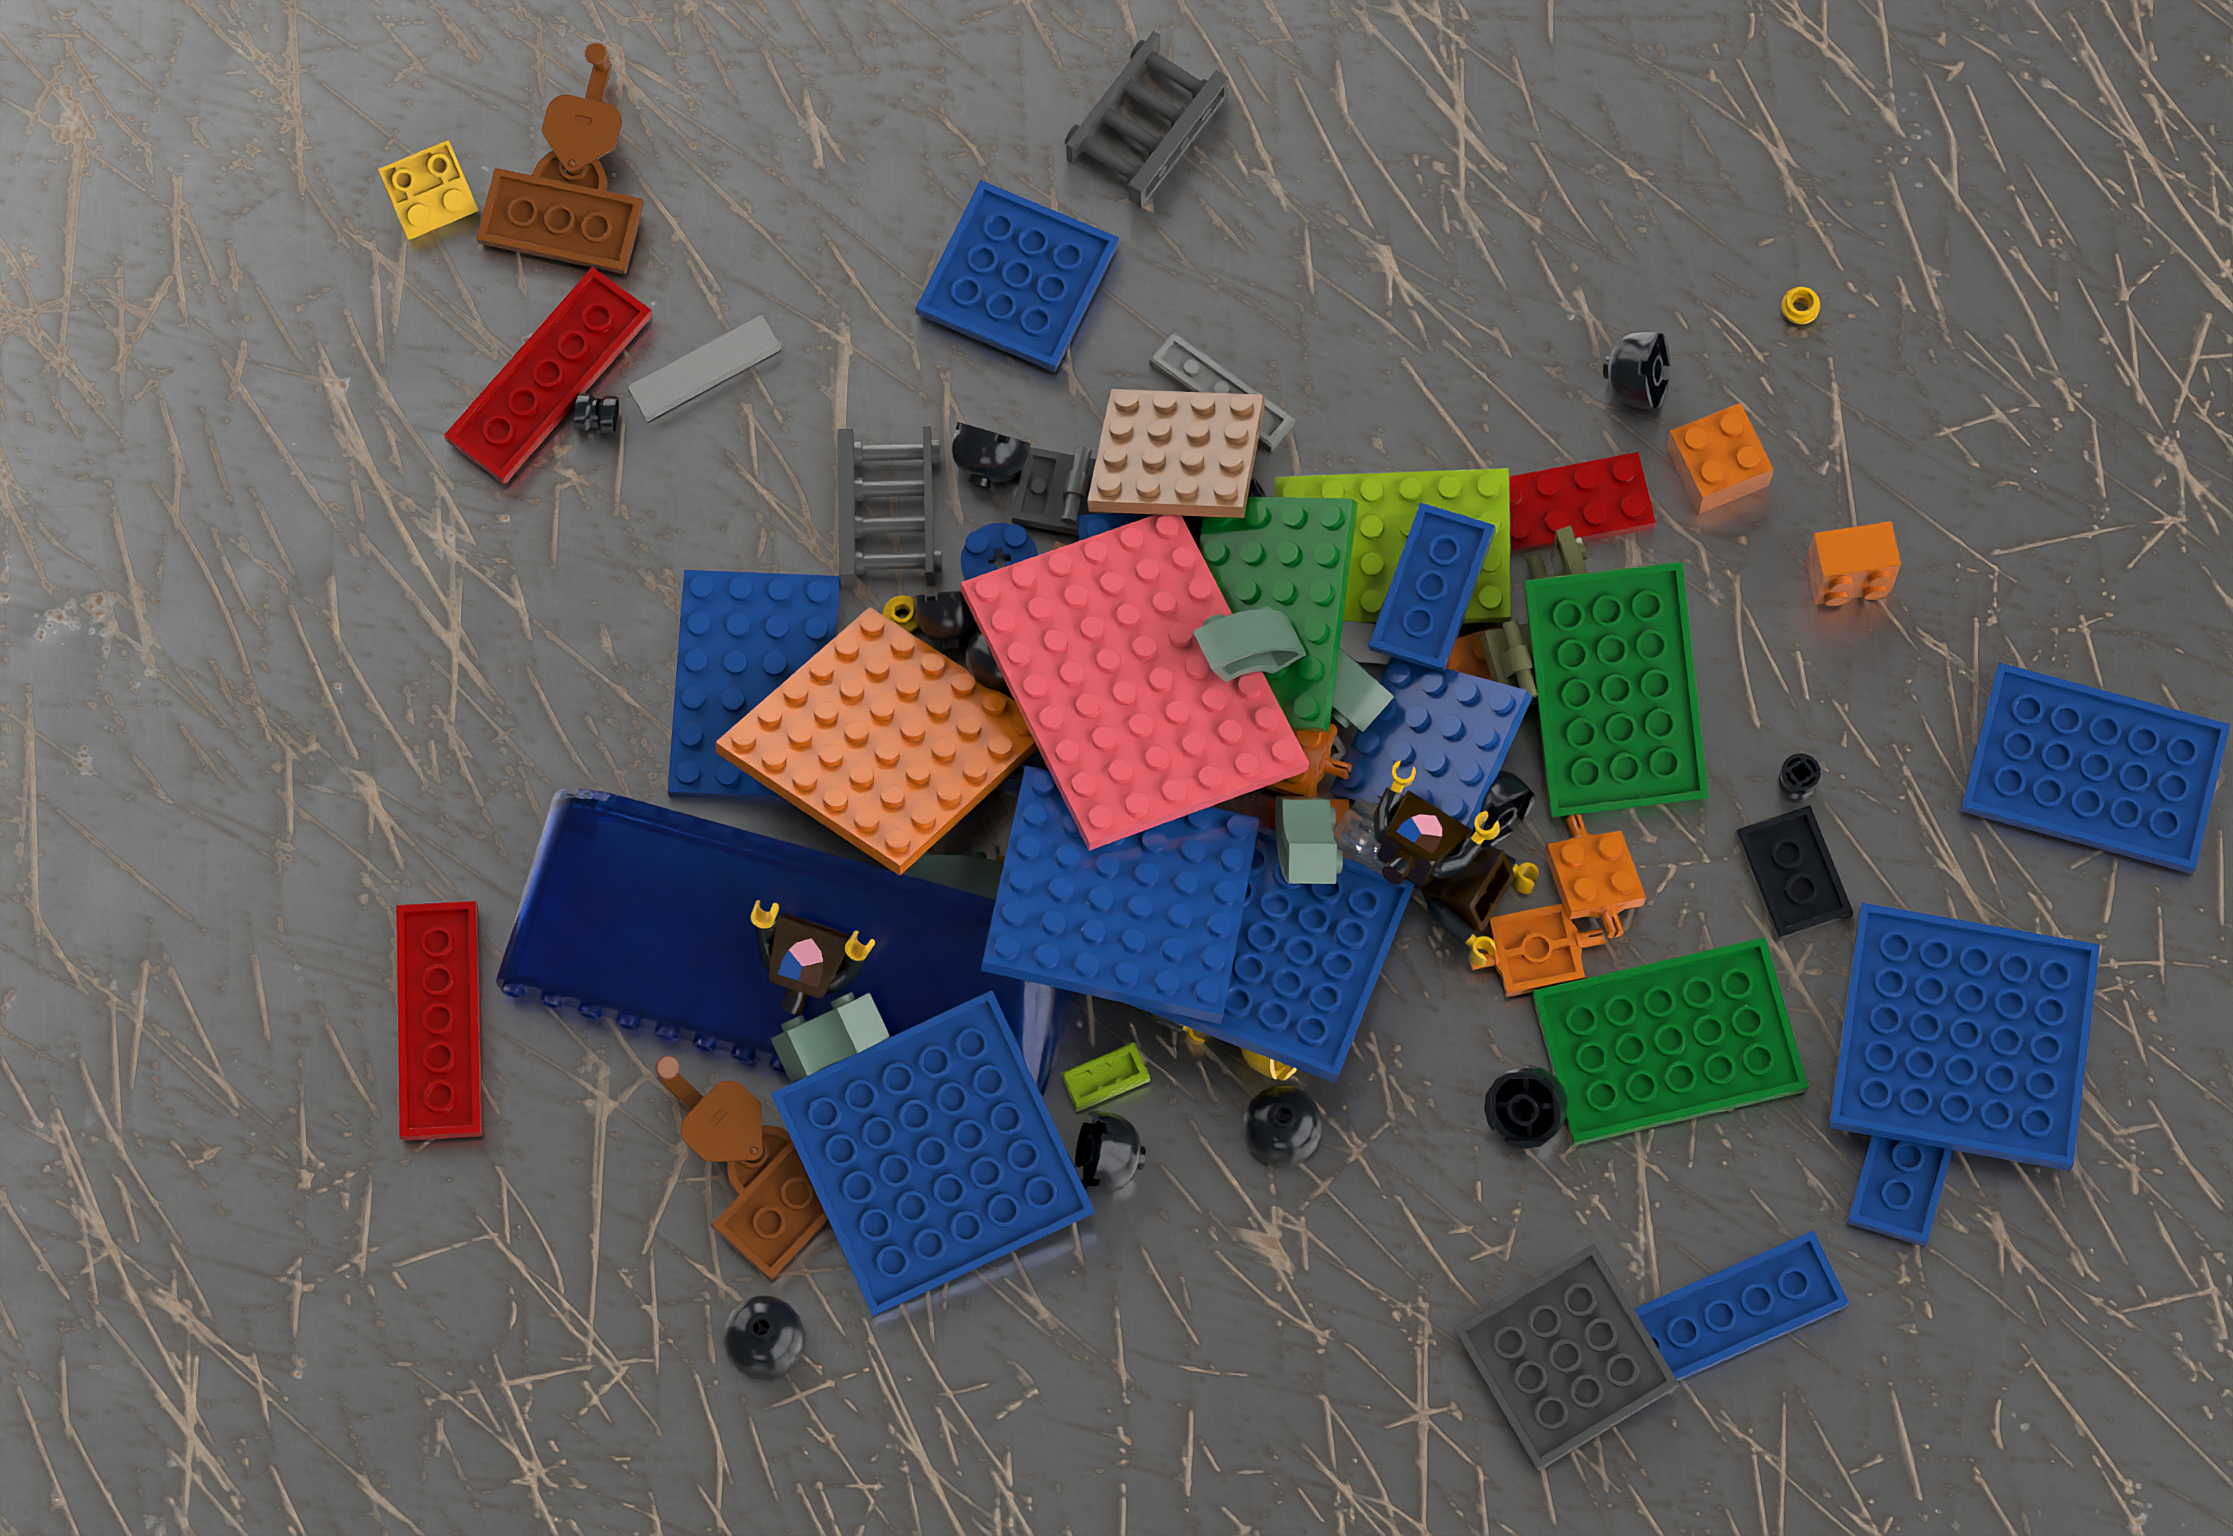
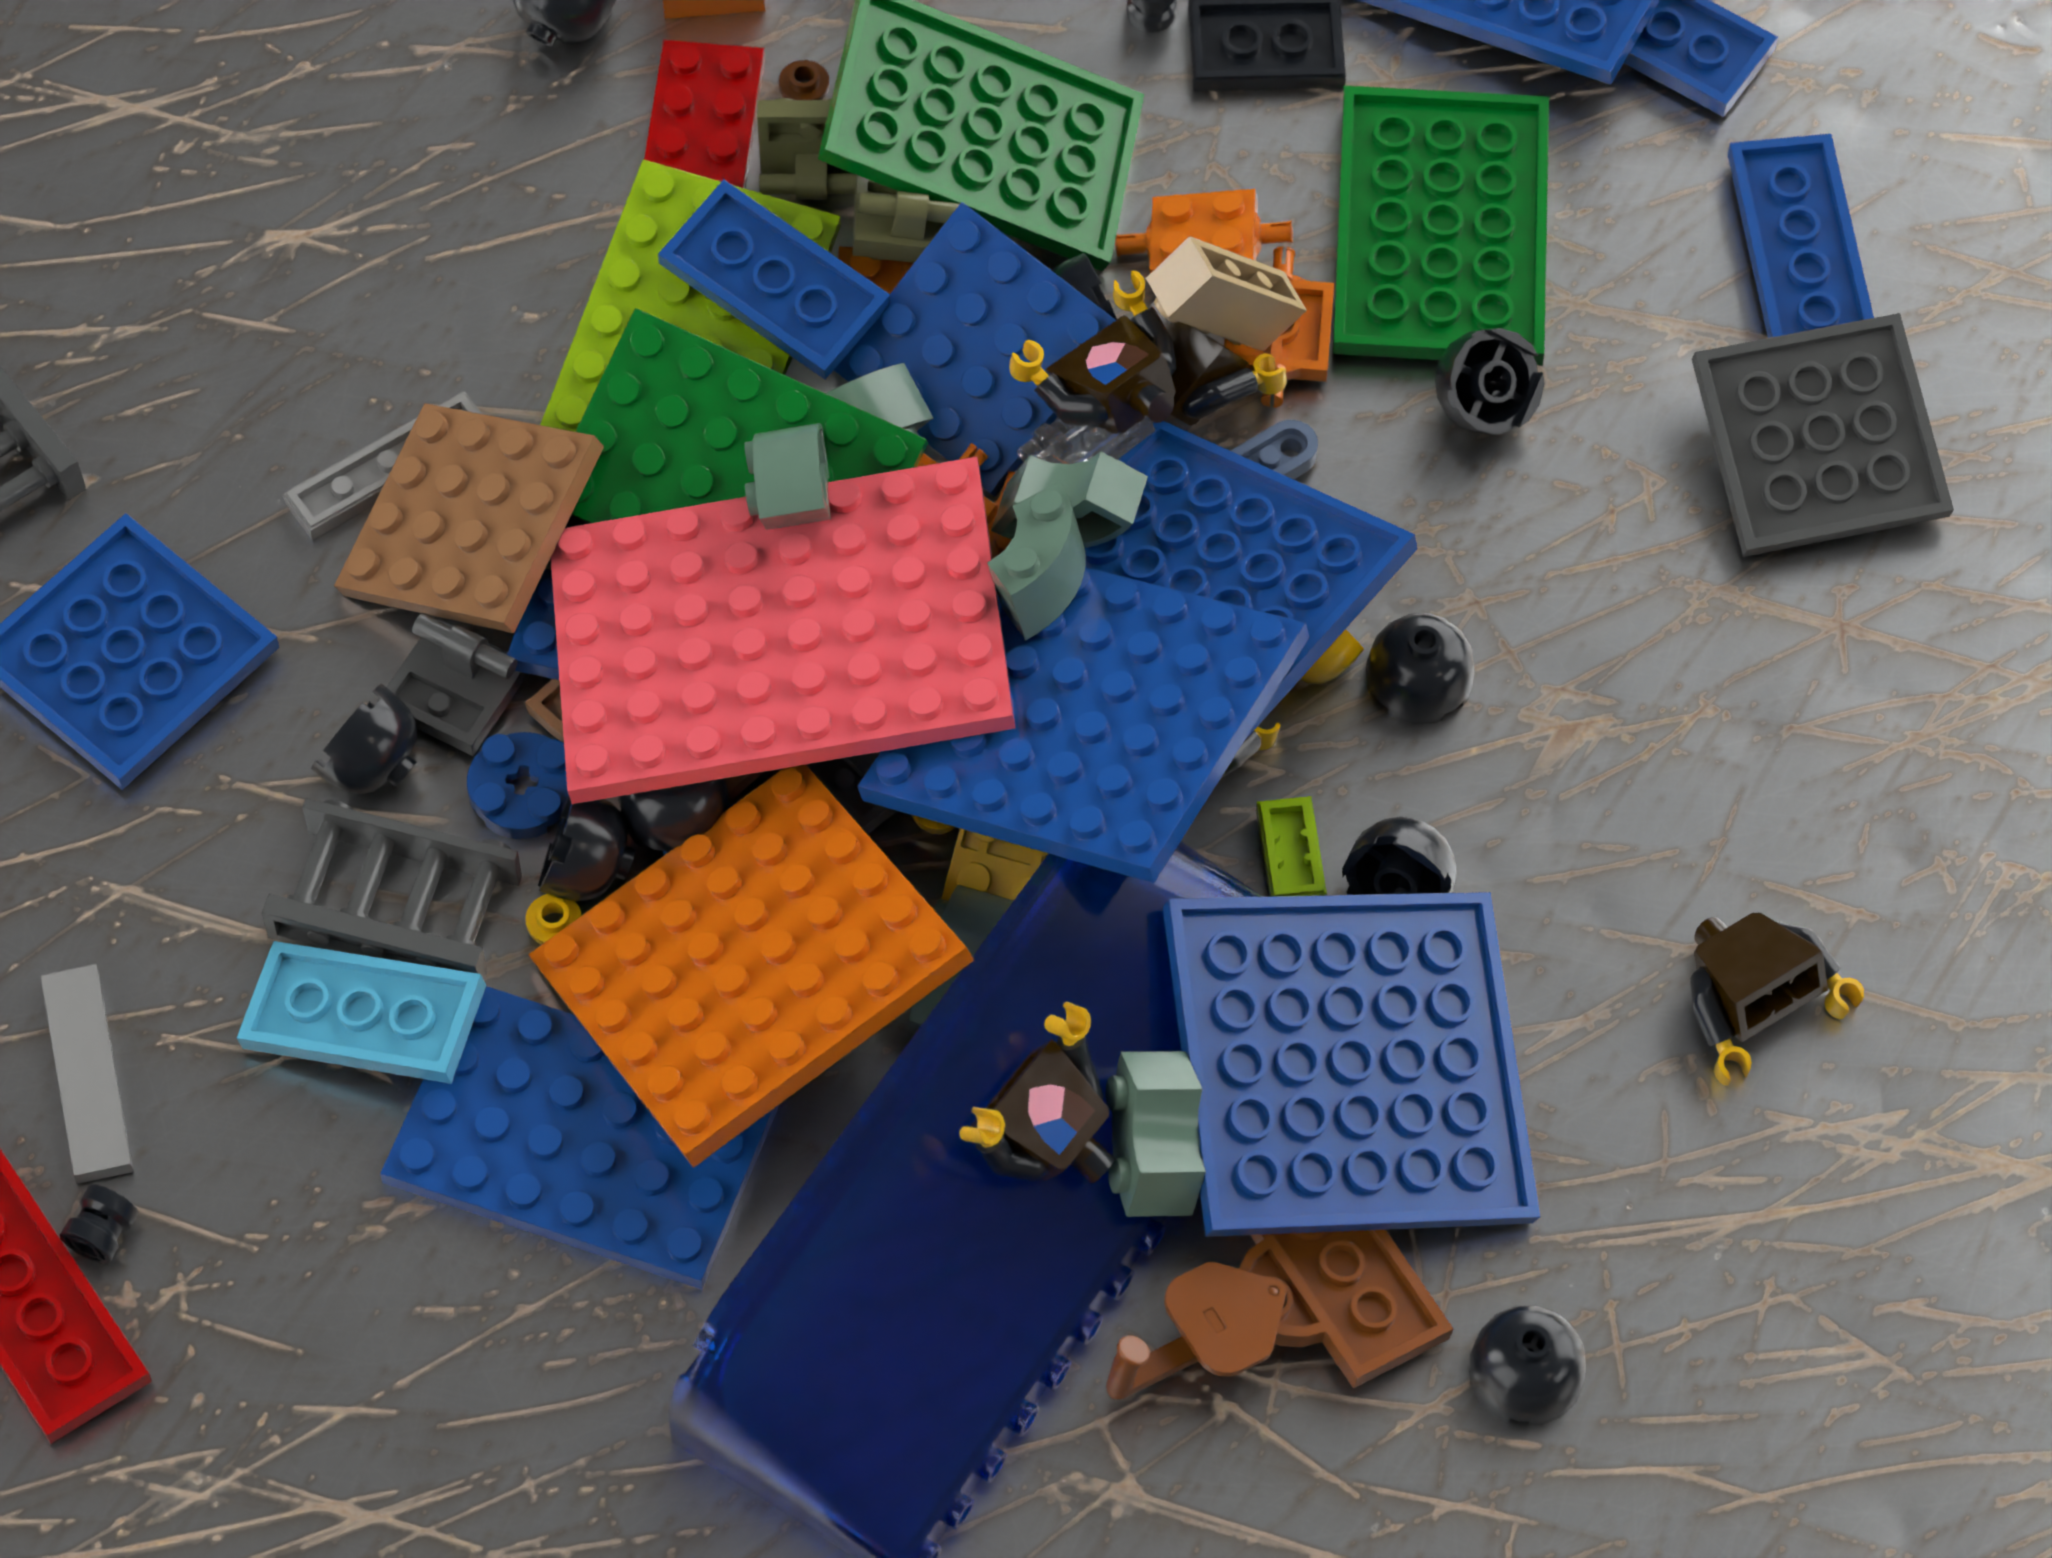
camera: 75 degrees left, 10 degrees down
(790, 517) = (362, 1011): none -> medium azure plate
(1097, 1415) = (1757, 976): none -> dark brown torso
(1230, 830) = (1042, 562): none -> sand green brick
(1421, 975) = (1285, 435): none -> sand blue plate
(1511, 894) = (1225, 294): none -> tan brick
(1635, 547) = (804, 70): none -> reddish brown plate

